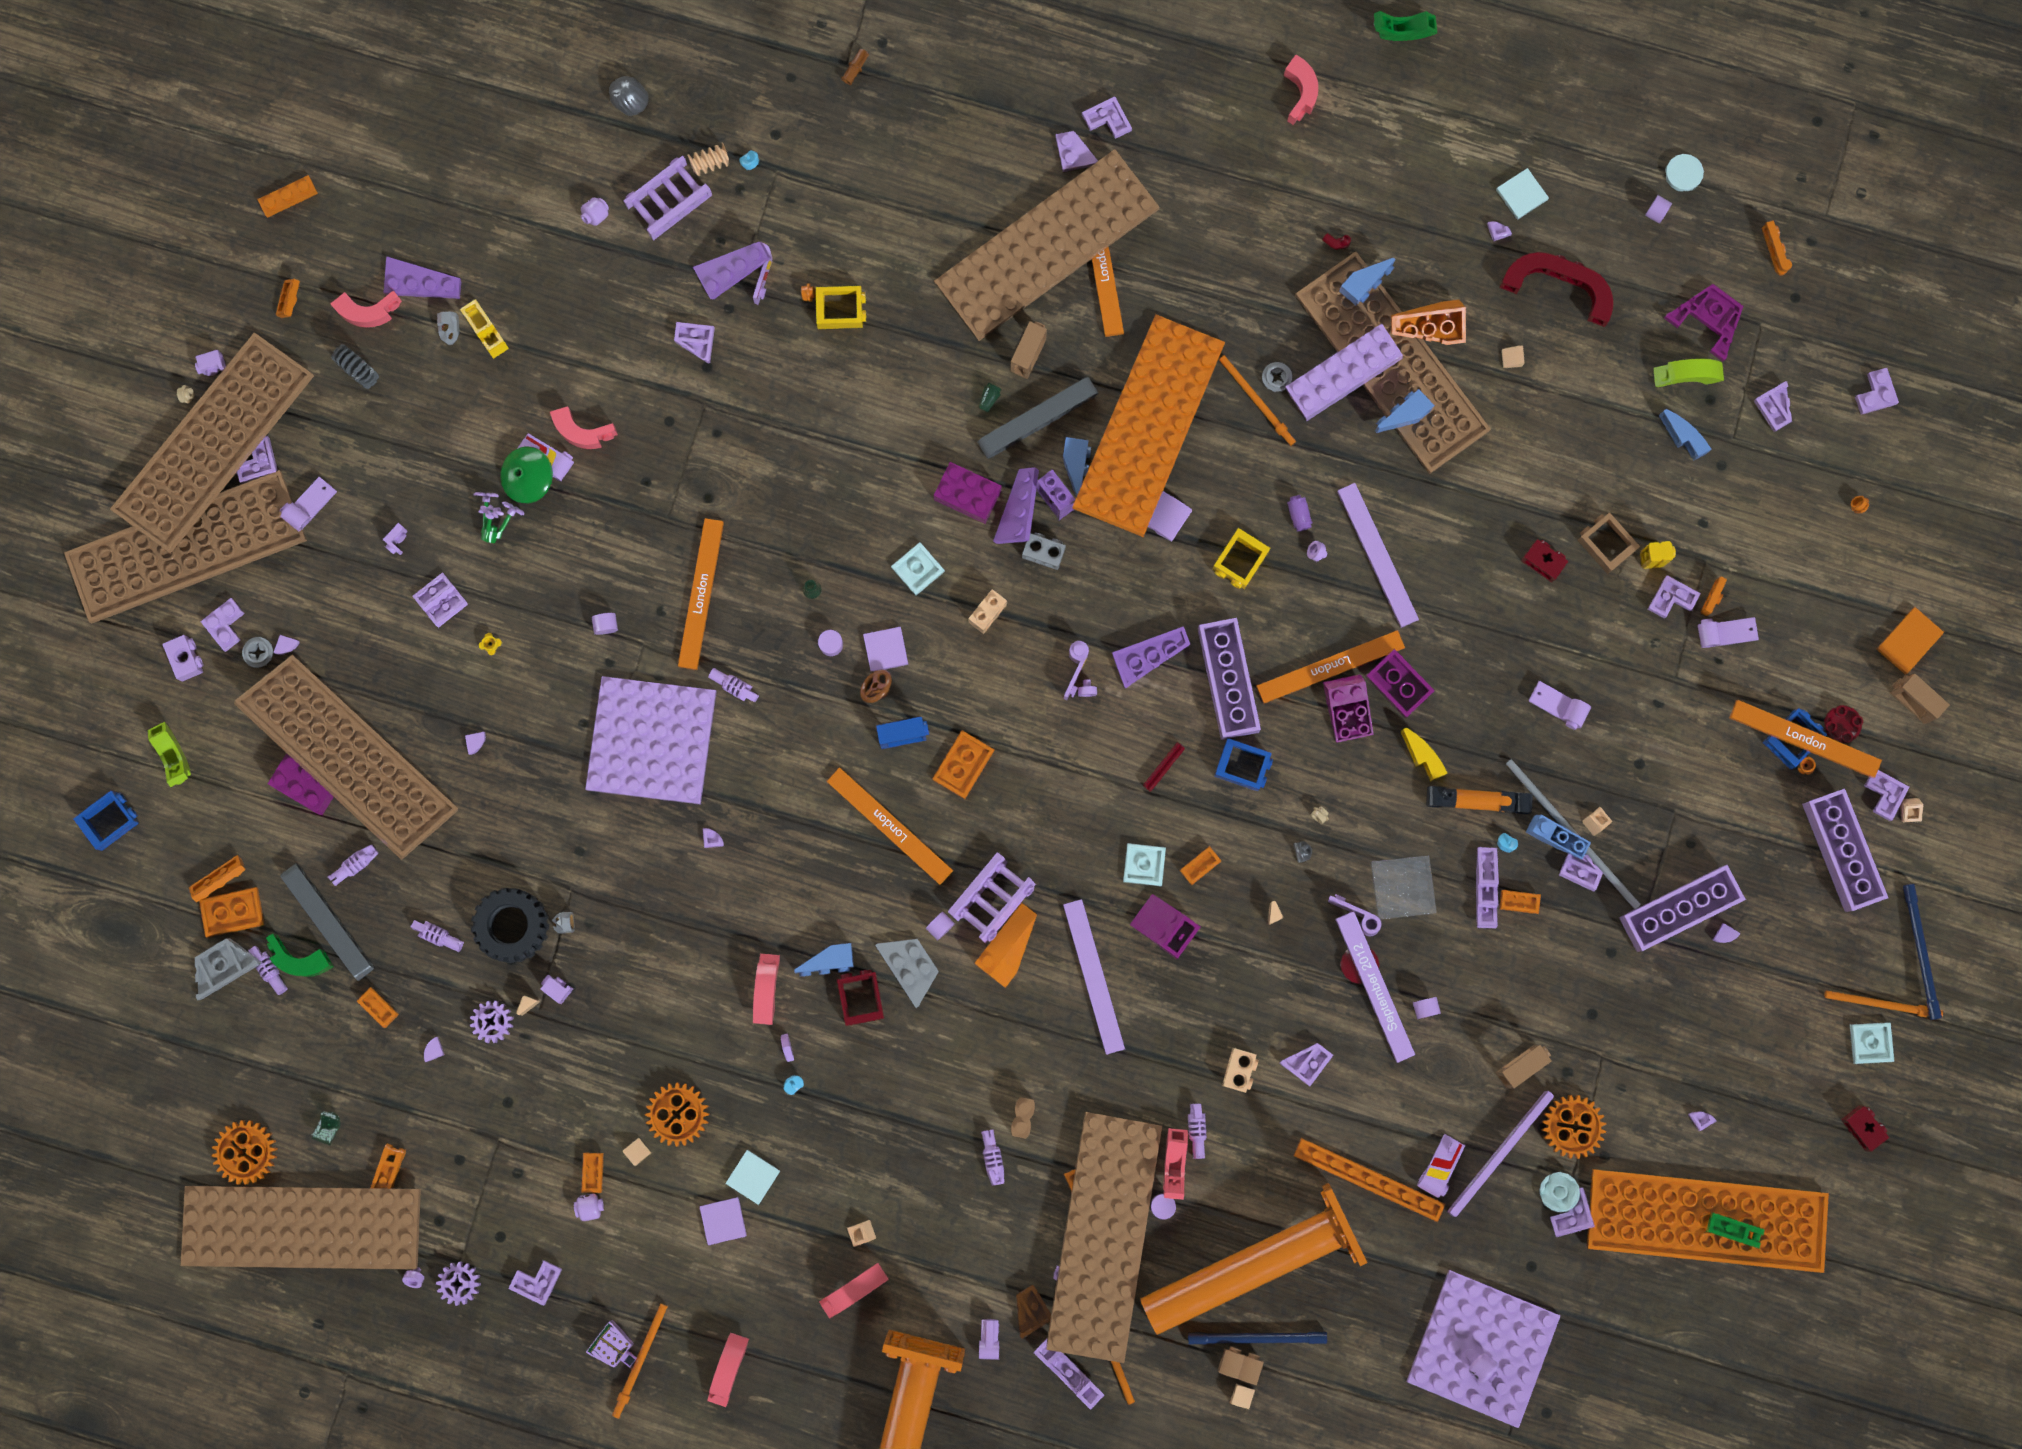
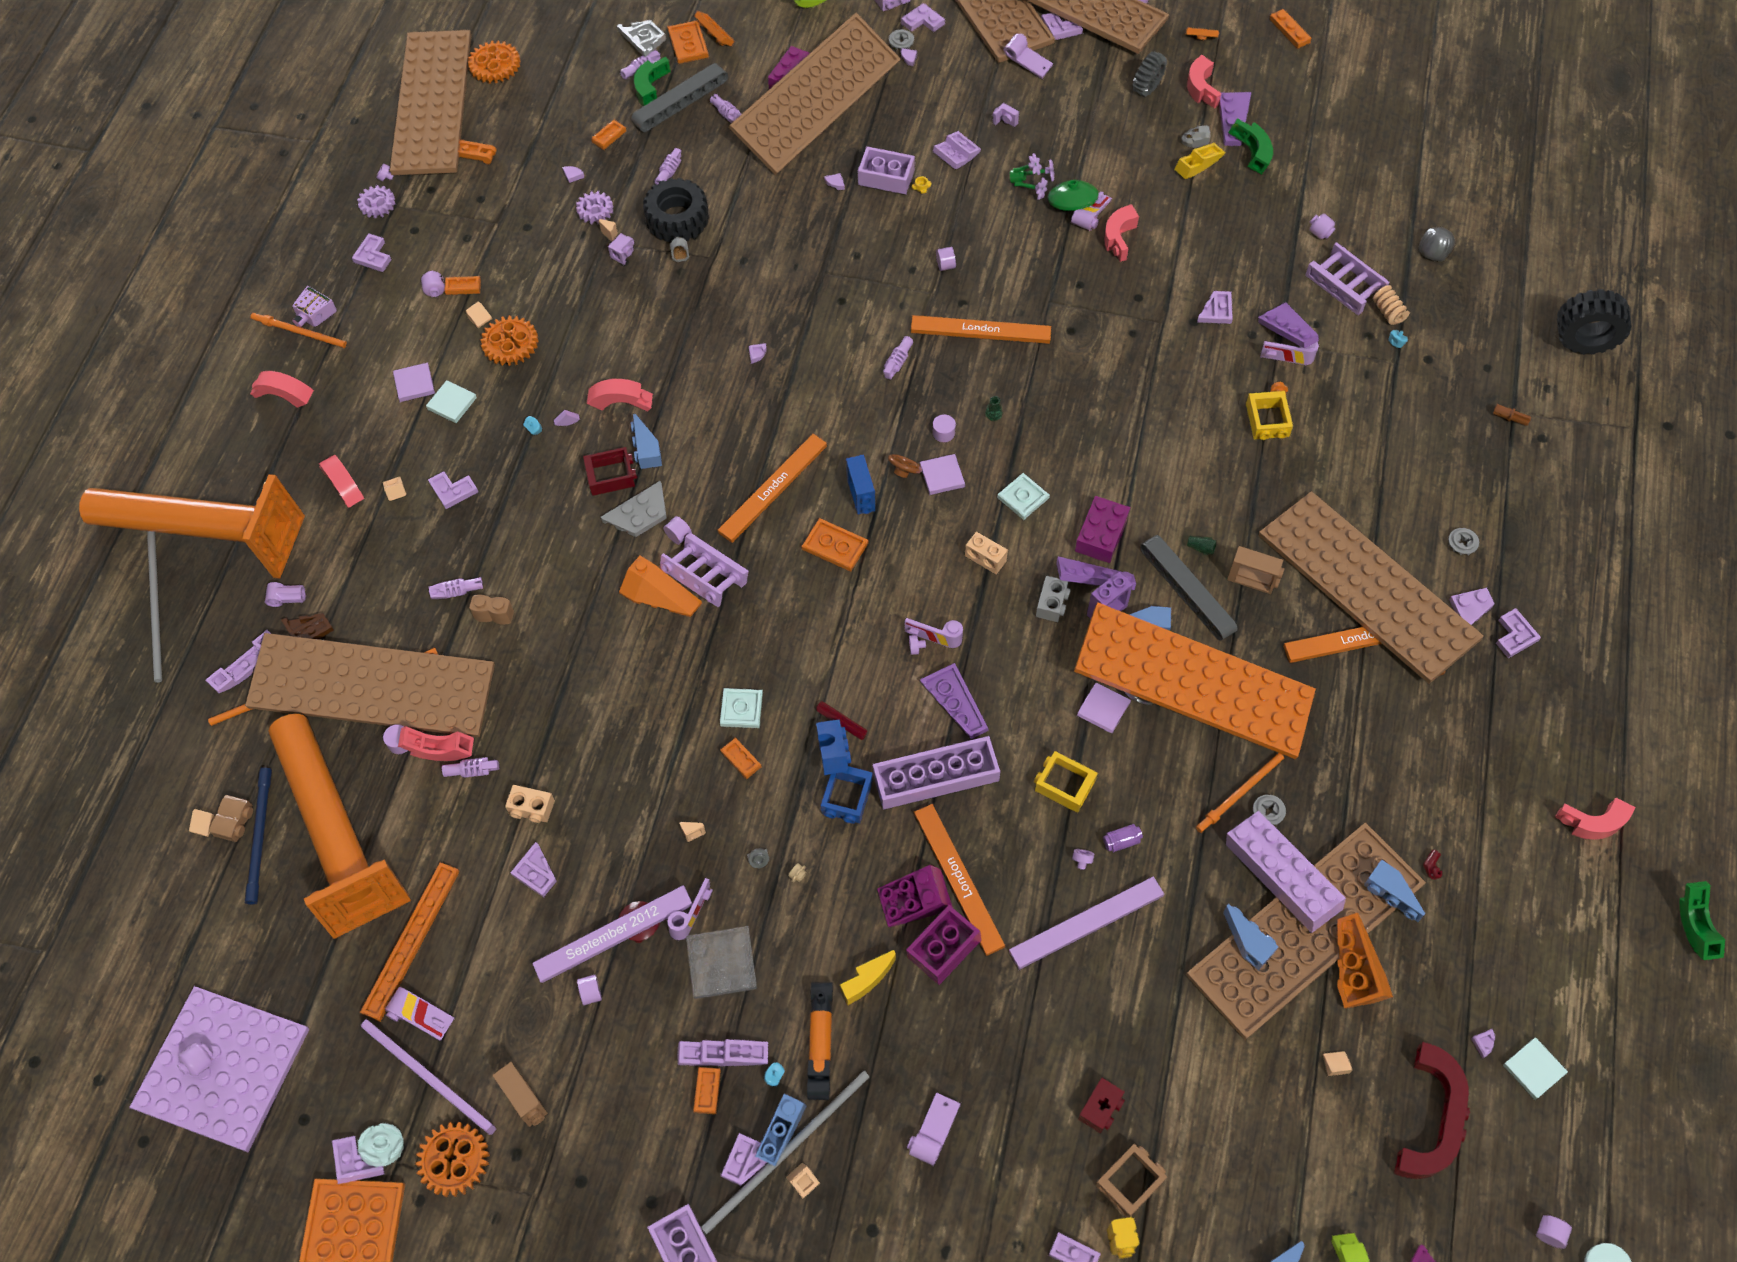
camera: 90 degrees right, 20 degrees down
(327, 1128) = (510, 110): clear green bracket -> none
(471, 681) = (886, 170): none -> lavender brick
(473, 259) = (1257, 141): none -> green arch
(651, 740) = (844, 303): lavender plate -> none
(875, 1169) = (452, 493): none -> lavender plate
(993, 141) = (1467, 536): none -> light grey gear
(1094, 976) = (628, 667): lavender tile -> none
(1165, 926) = (676, 727): magenta slope -> none
(1184, 776) = (833, 747): none -> blue arch

